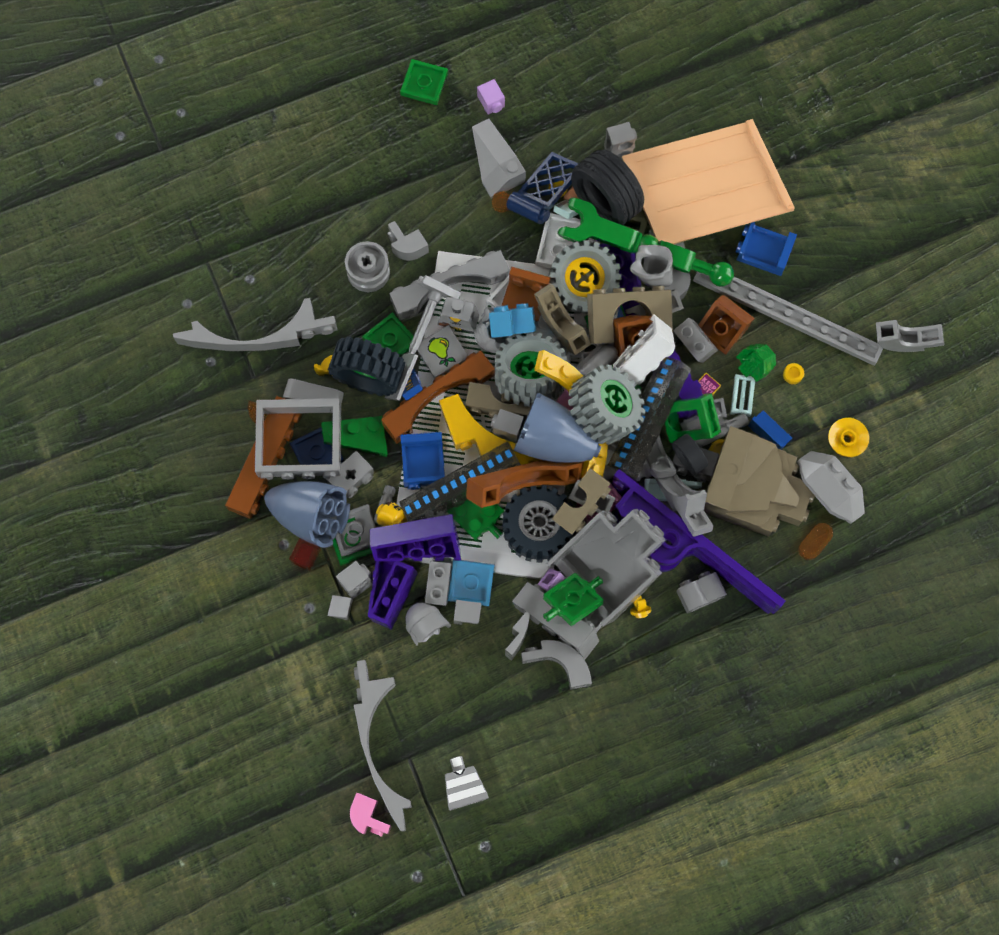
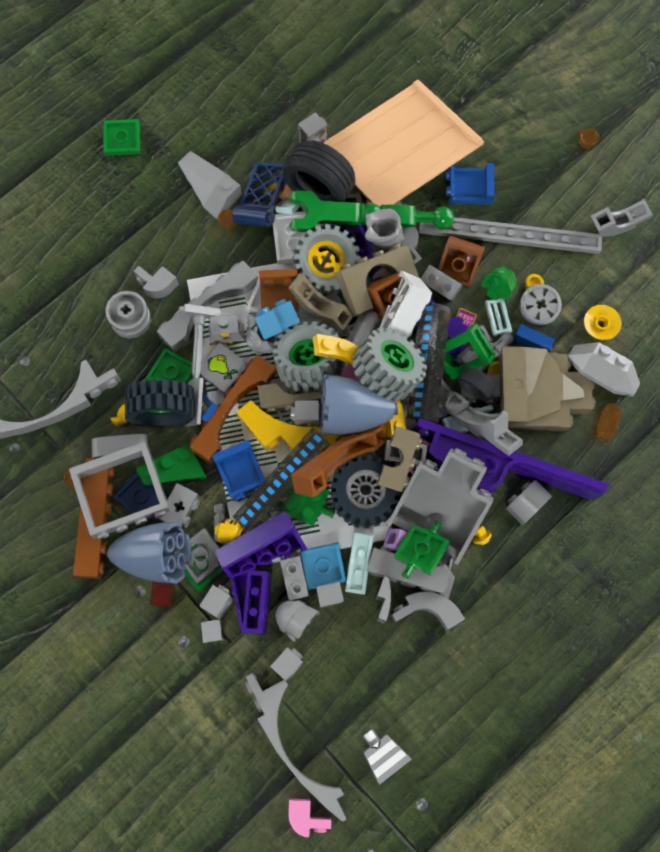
camera: 20 degrees left, 0 degrees up
(402, 663) = (287, 663): none -> light grey brick
(491, 97) = (185, 131): lavender brick -> none
(508, 590) = (359, 563): none -> light aqua tile
(790, 384) = (539, 293): none -> light grey wheel
(911, 239) = (588, 137): none -> clear orange tile

